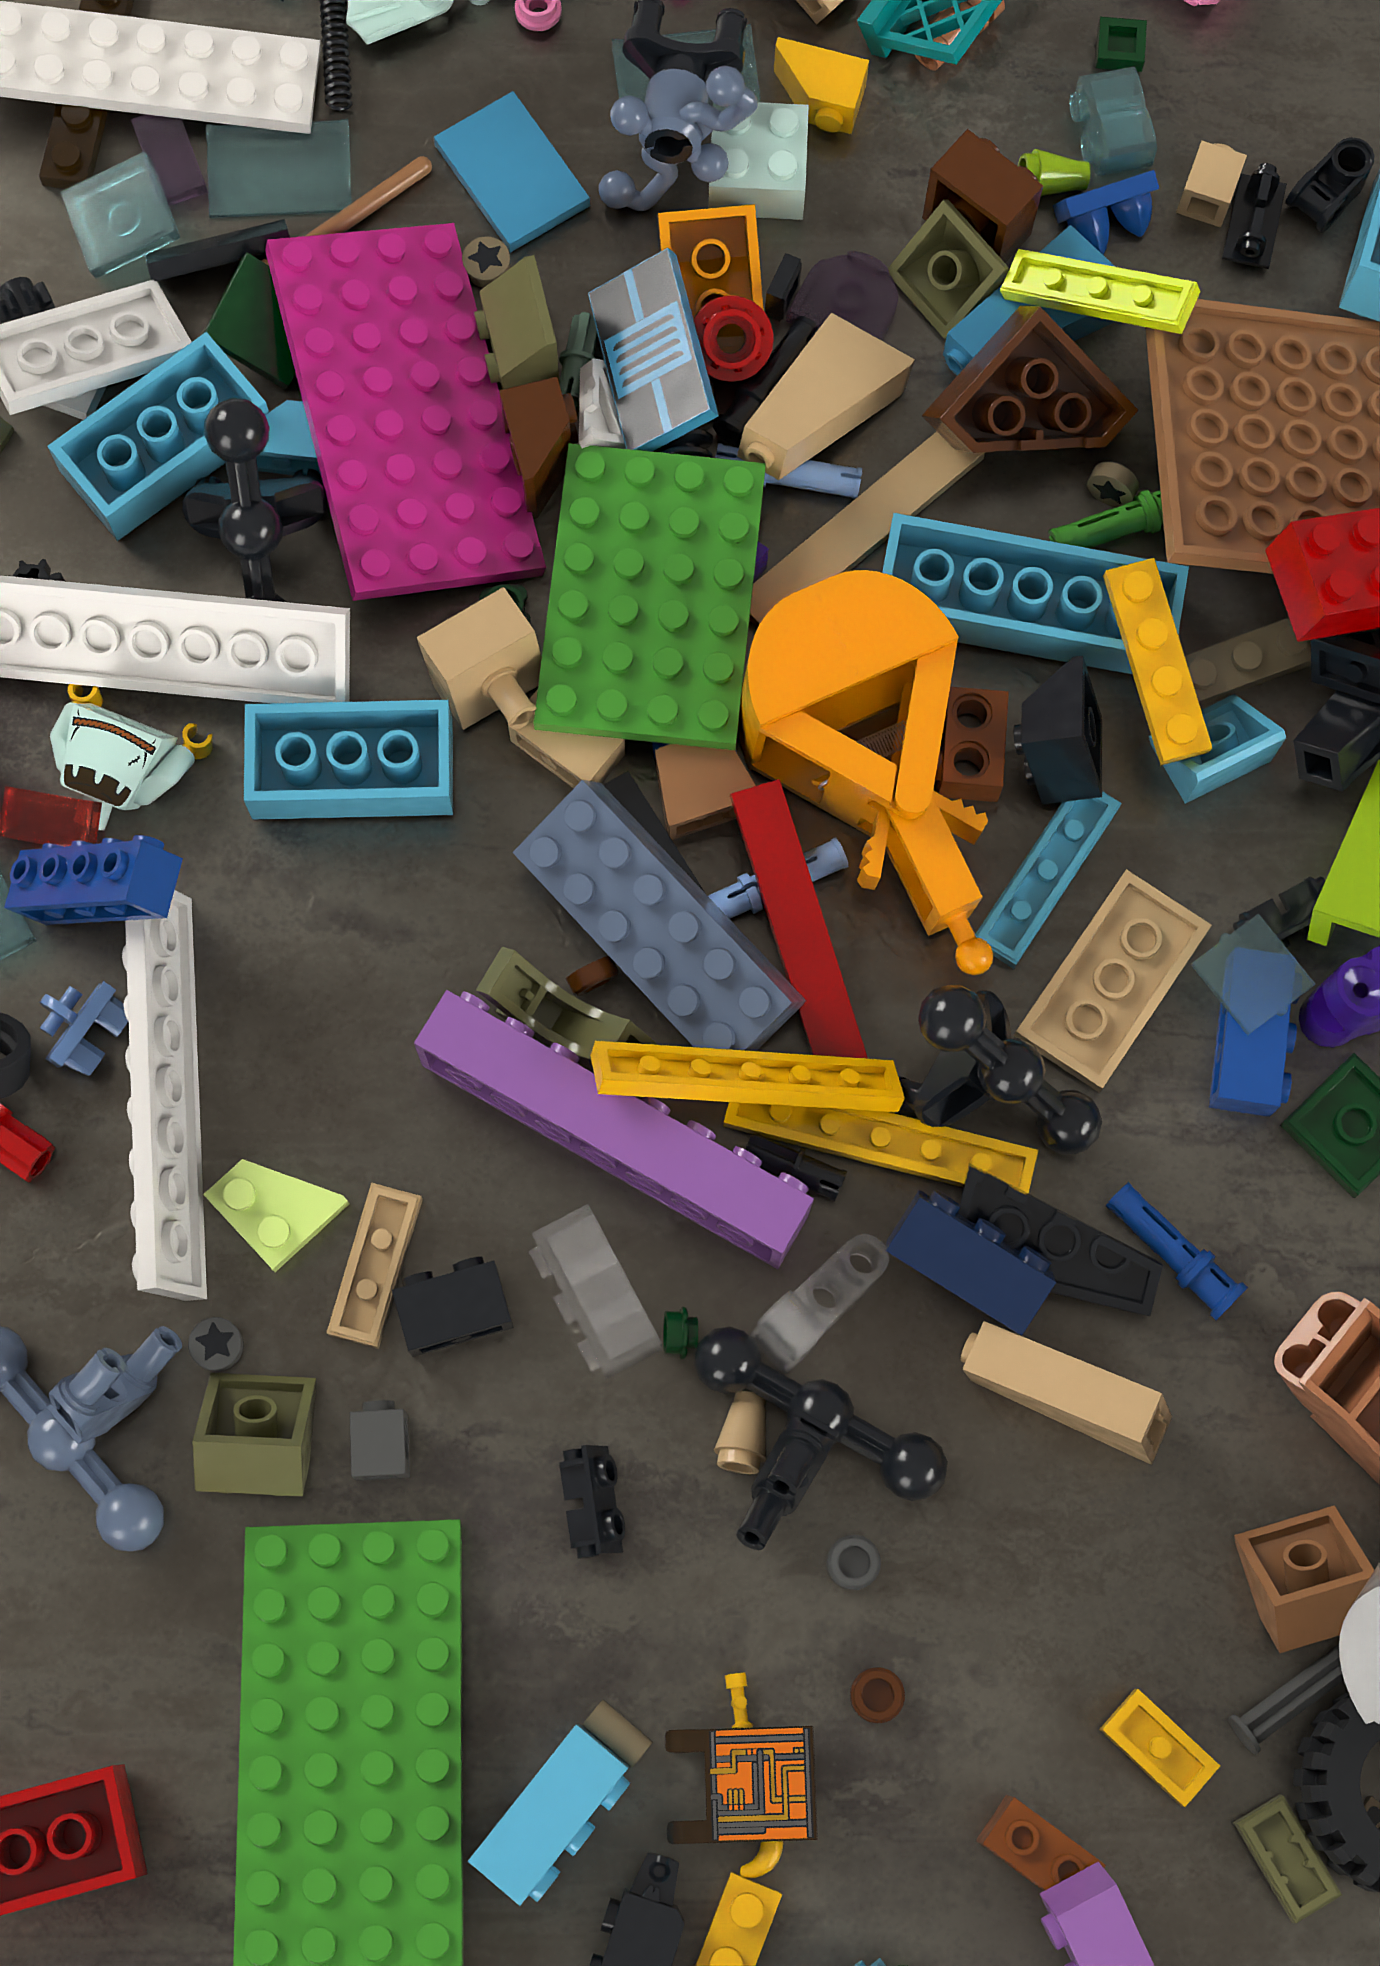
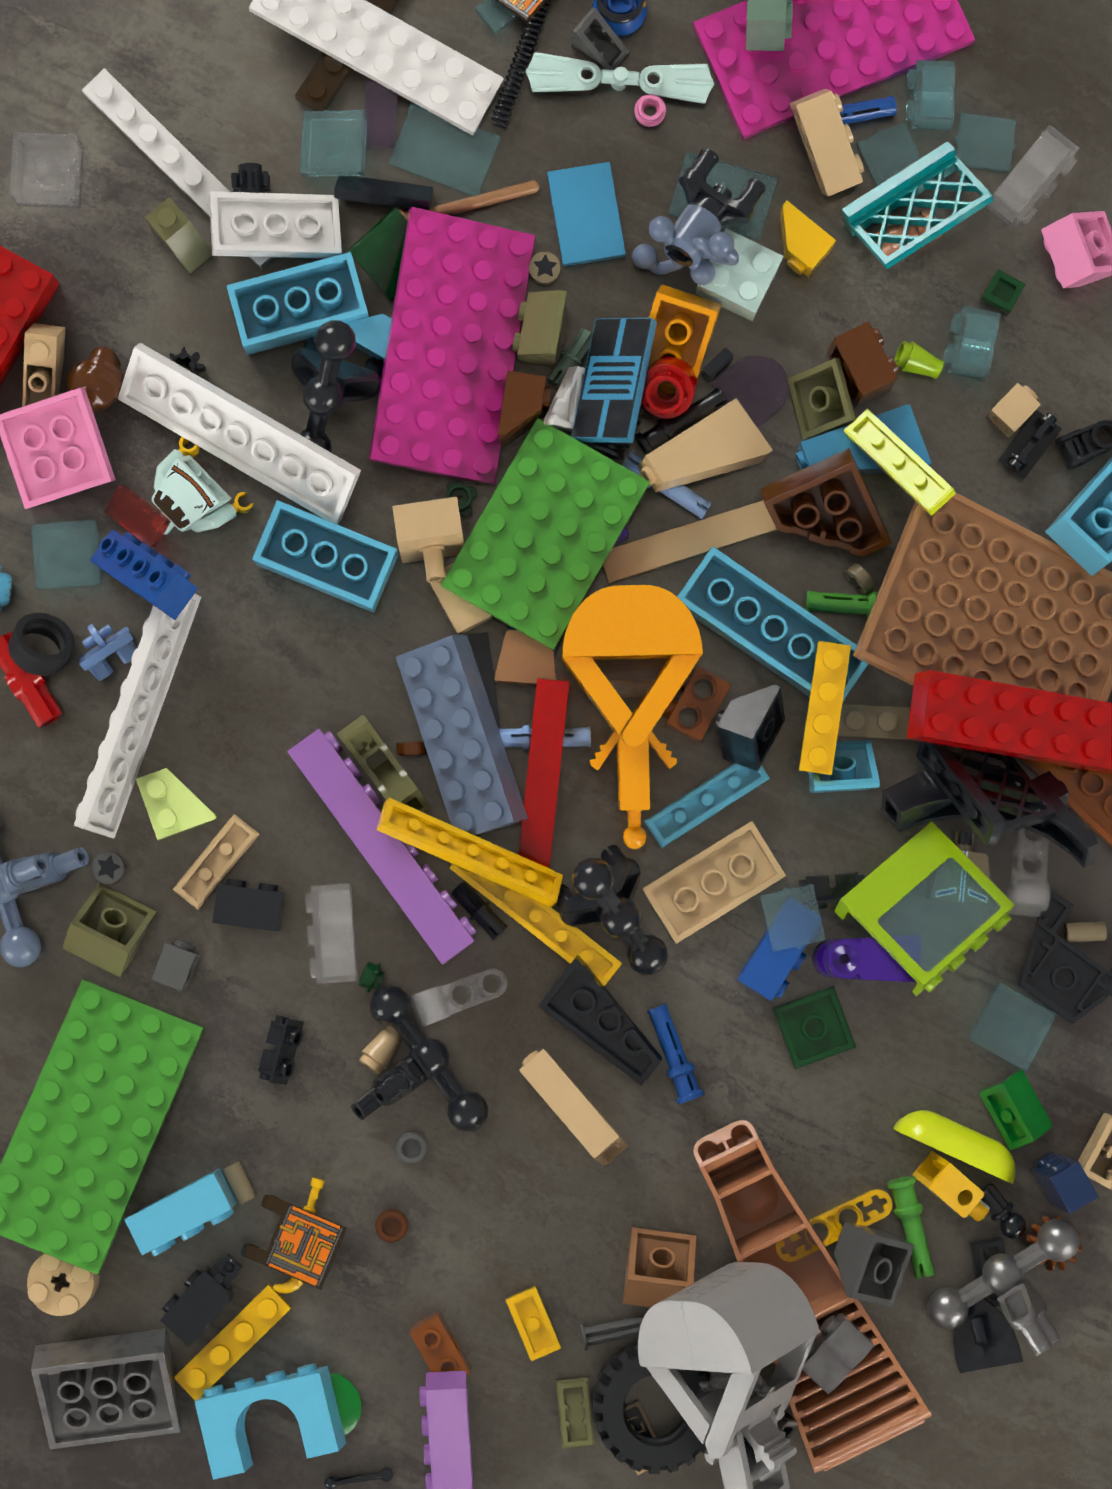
camera: 20 degrees right, 10 degrees up
(972, 1260) = (551, 1011): dark blue brick -> none
(1128, 199) = (928, 395): blue tile -> none

